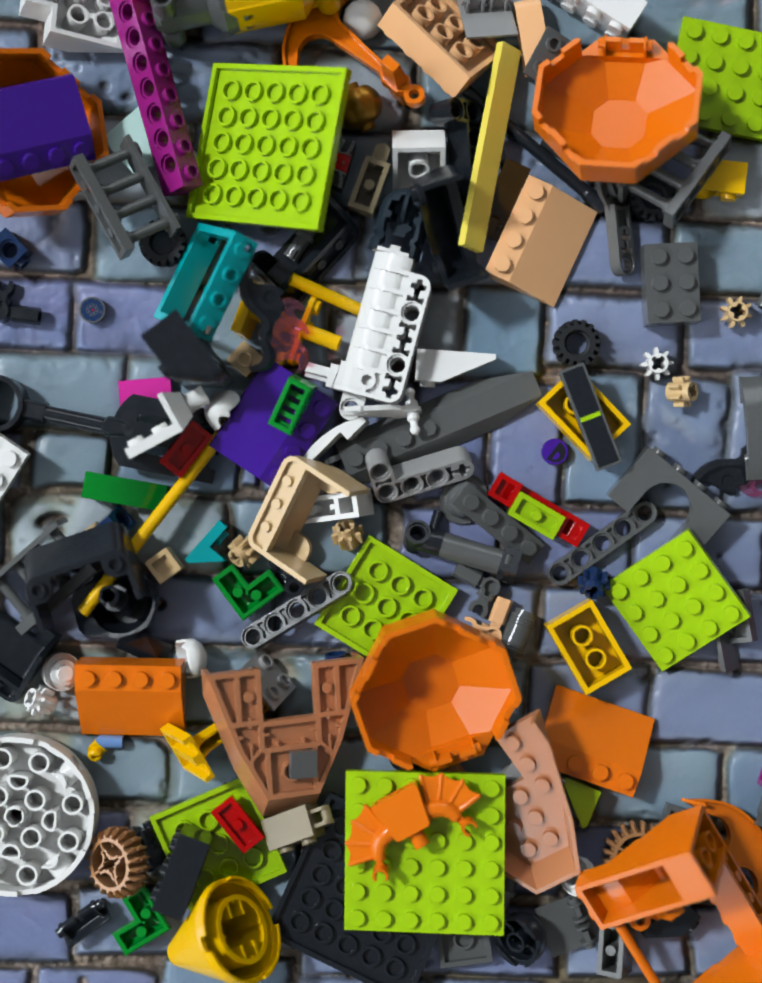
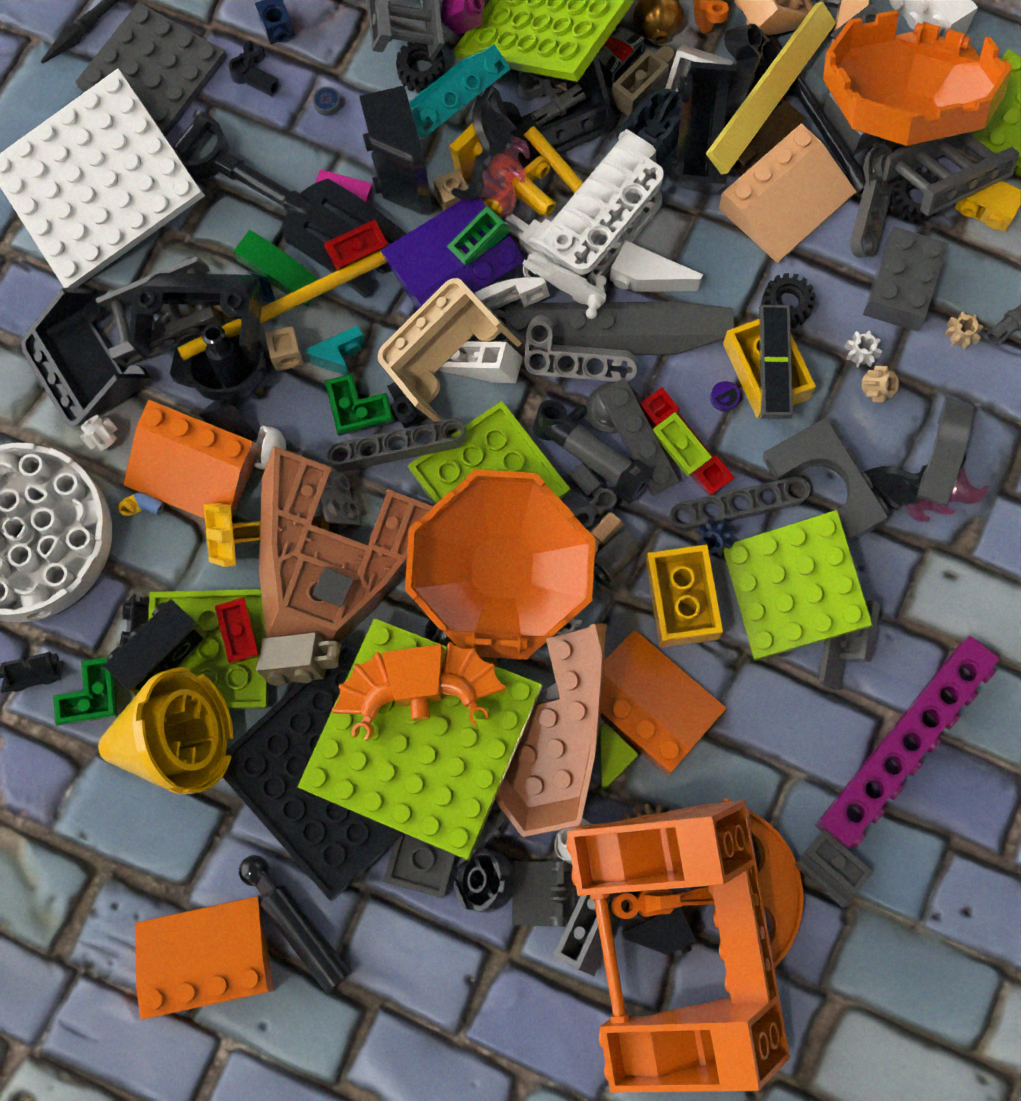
camera: 25 degrees right, 15 degrees down
(59, 671) = (128, 410): white plate -> none
(118, 862) = (95, 620): medium nougat gear -> none
(179, 410) = (345, 213): white plate -> none
(220, 407) = (406, 219): white hair -> none
(242, 552) = (367, 368): tan gear -> none
(347, 534) = (480, 391): tan gear -> none

